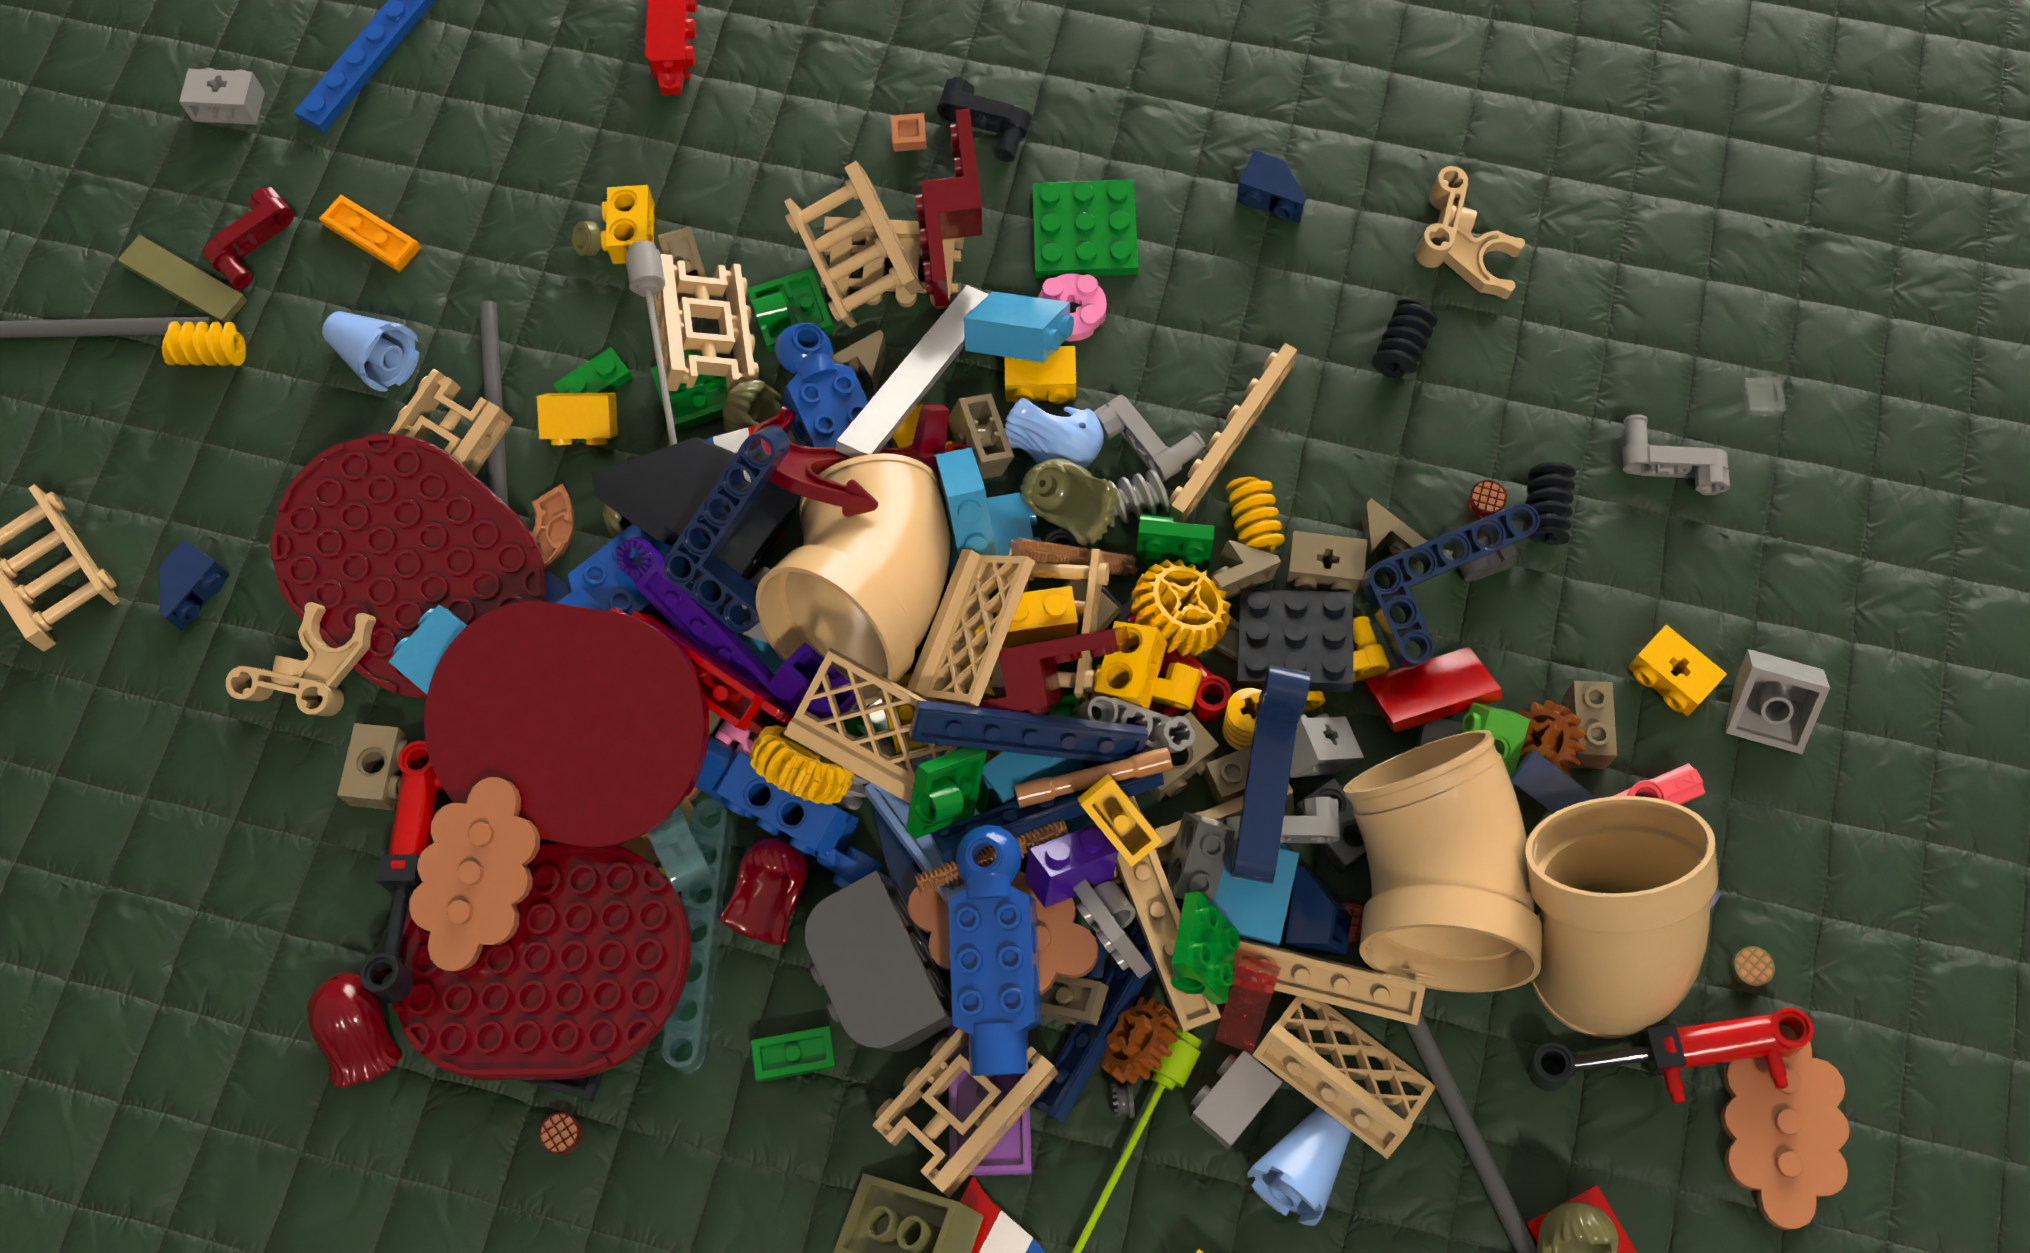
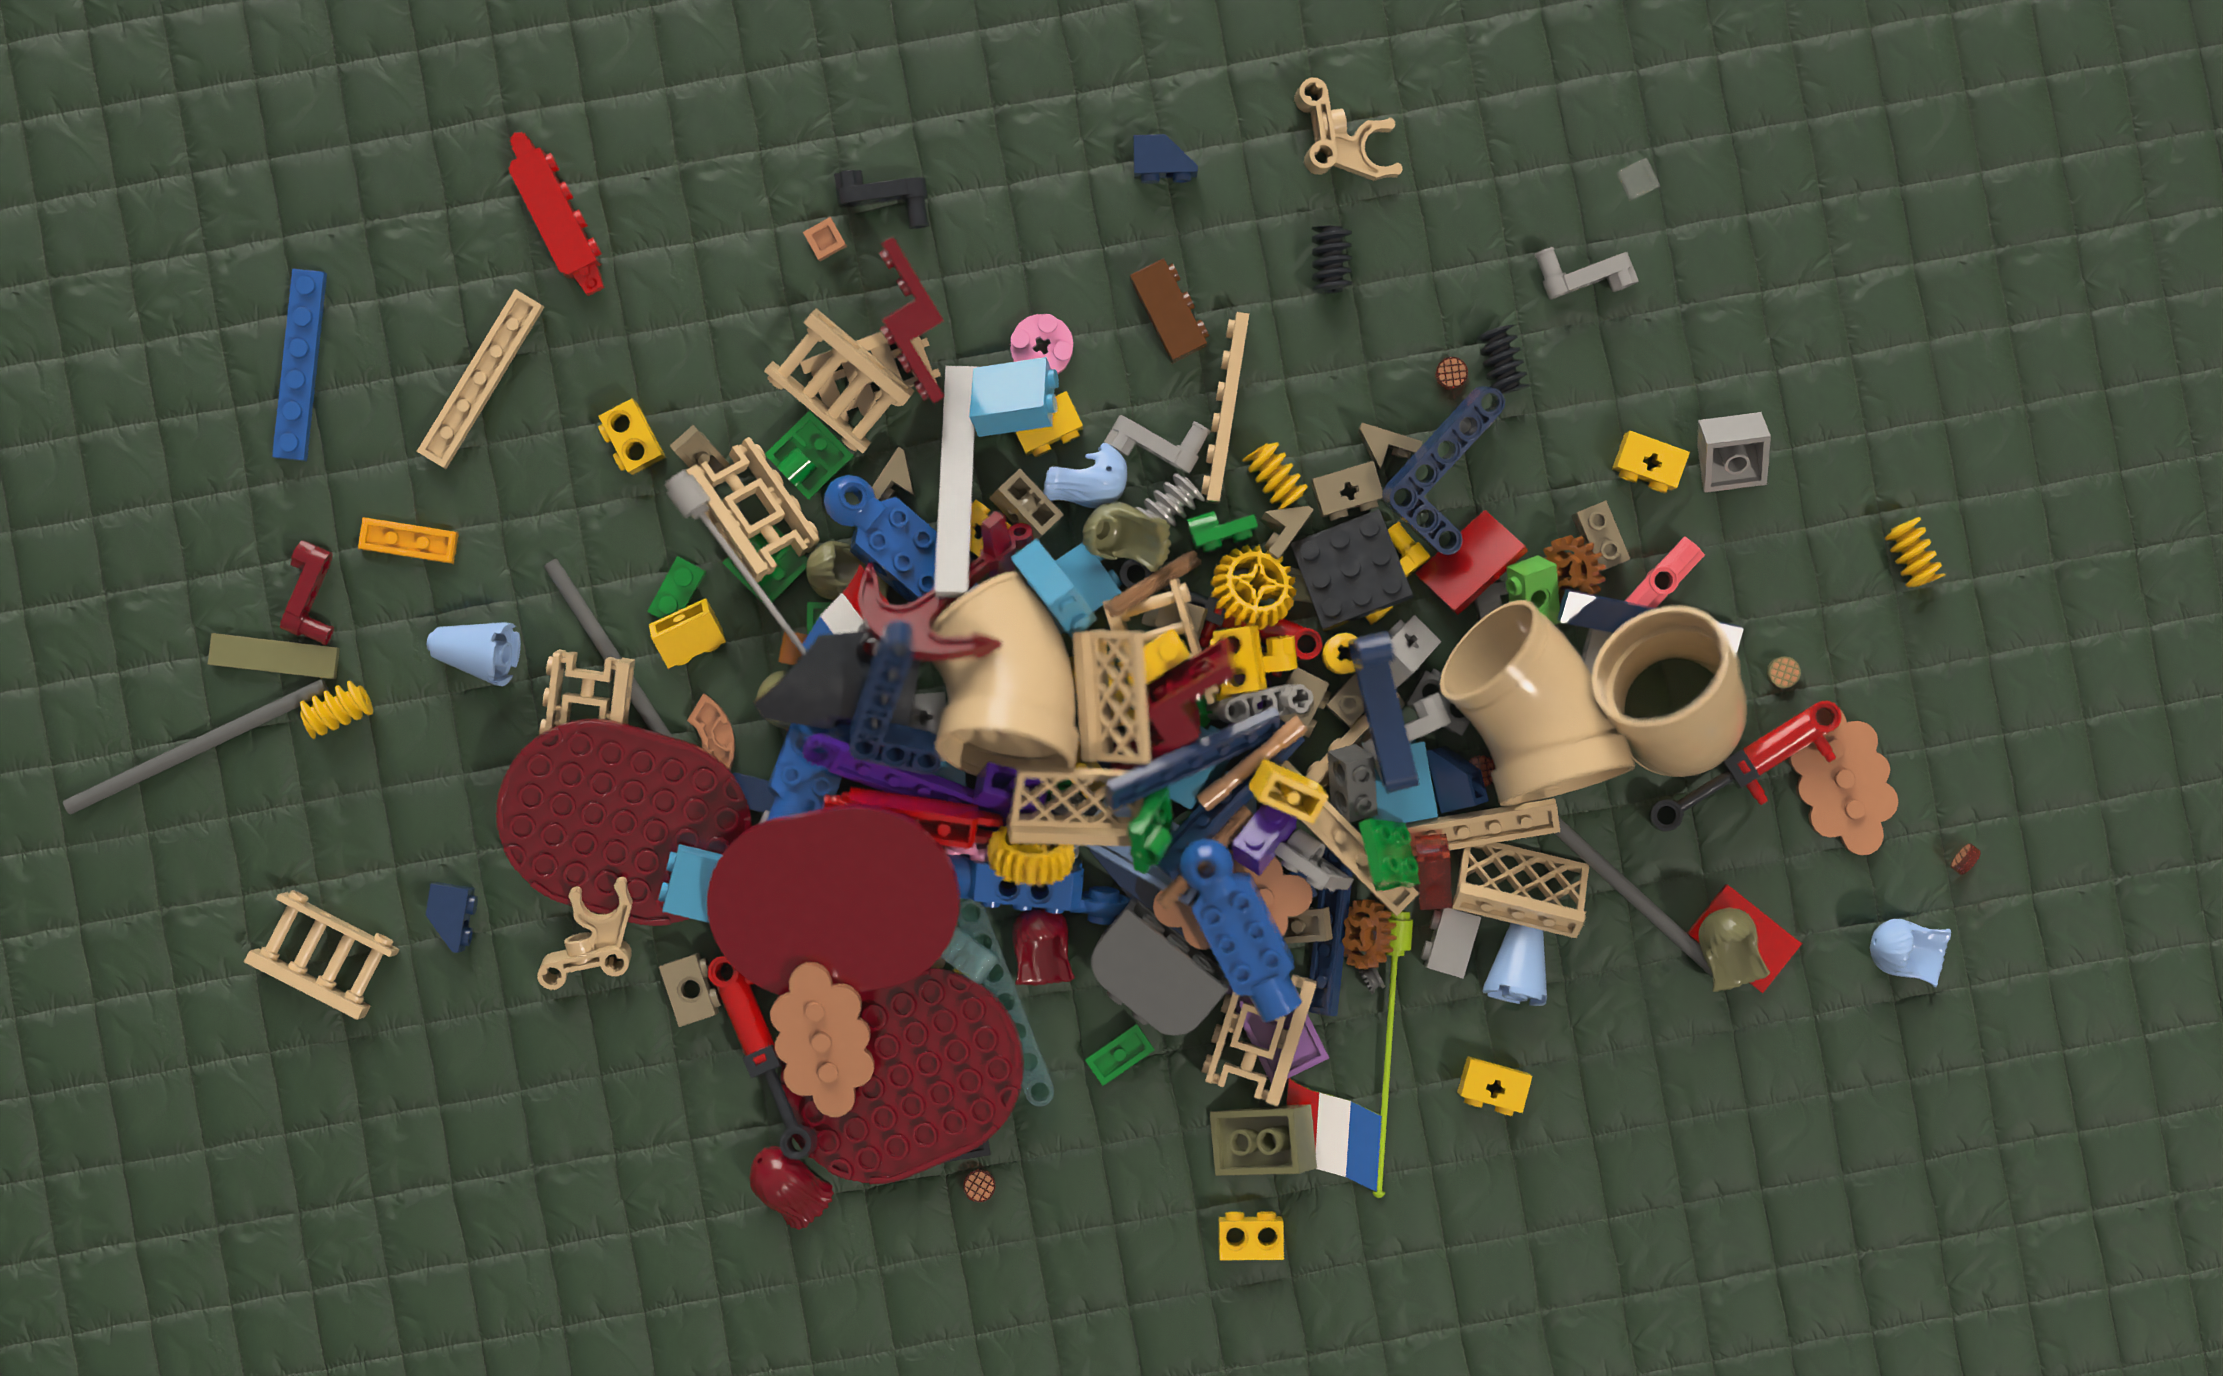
camera: 30 degrees left, 20 degrees up
(222, 96) = (218, 470): light grey brick -> none
(520, 123) = (480, 379): none -> tan plate
(586, 238) = (602, 466): olive tile -> none
(1085, 228) = (1018, 265): green plate -> none
(1216, 321) = (1169, 310): none -> reddish brown brick
(1955, 897) = (1914, 553): none -> yellow piece

